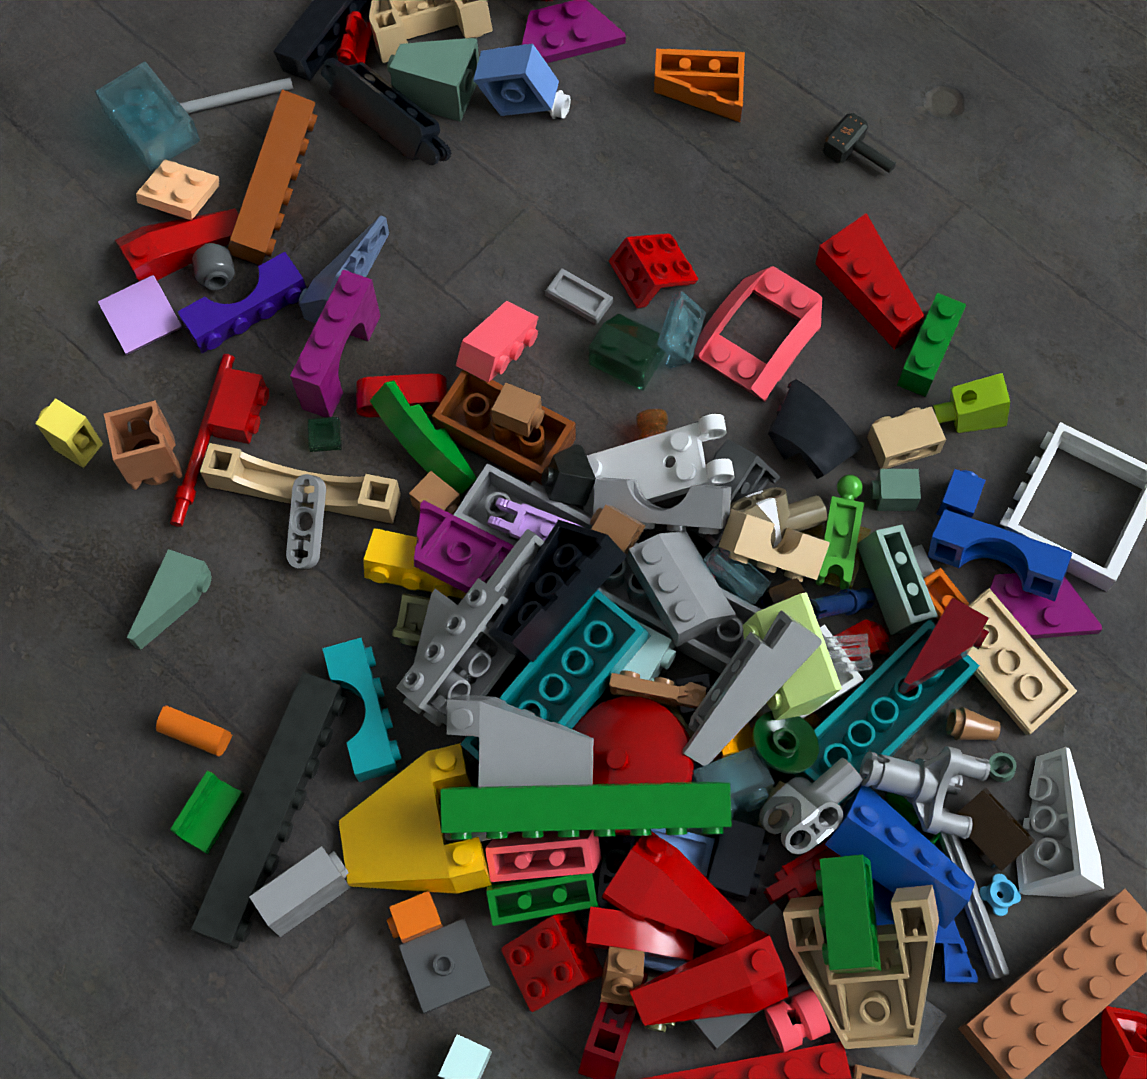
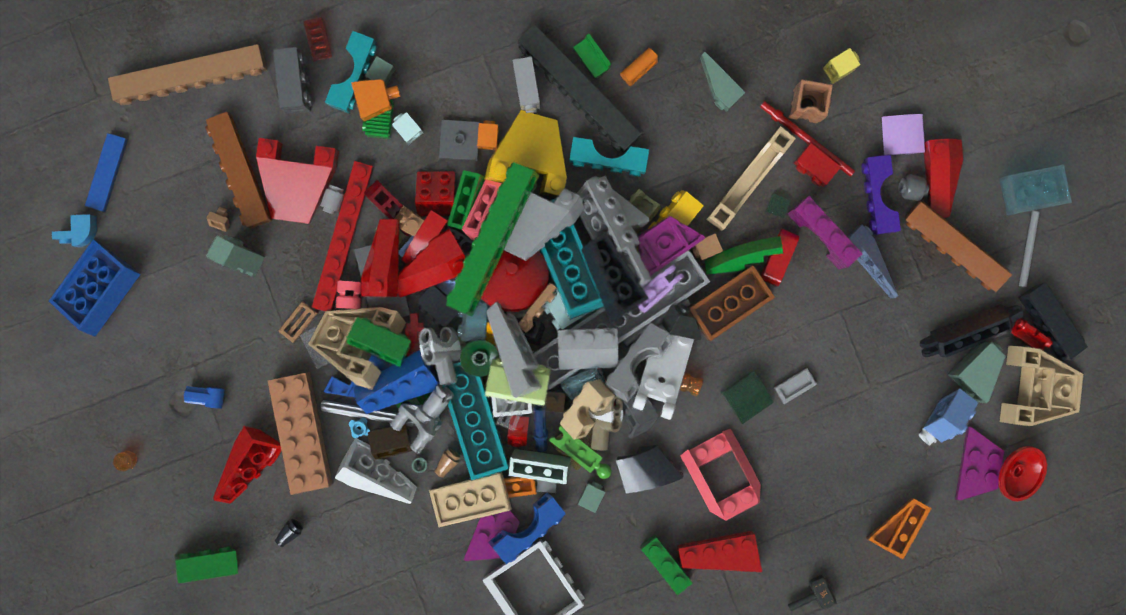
camera: 115 degrees right, 20 degrees up
(177, 189) = (976, 188): light nougat plate -> none
(313, 546) = (722, 165): light grey beam -> none
(497, 341) = (782, 323): coral brick -> none
(517, 410) = (730, 311): medium nougat brick -> none
(618, 526) = (634, 329): medium nougat brick -> none
(650, 264) = (792, 436): red bracket -> none
(681, 330) = (741, 429): clear light blue bracket -> none
(906, 437) = (619, 518): tan brick -> none
(949, 642) = (489, 470): dark red slope -> none
(962, 493) = (571, 529): blue brick -> none
(976, 405) = (613, 573): lime torso -> none

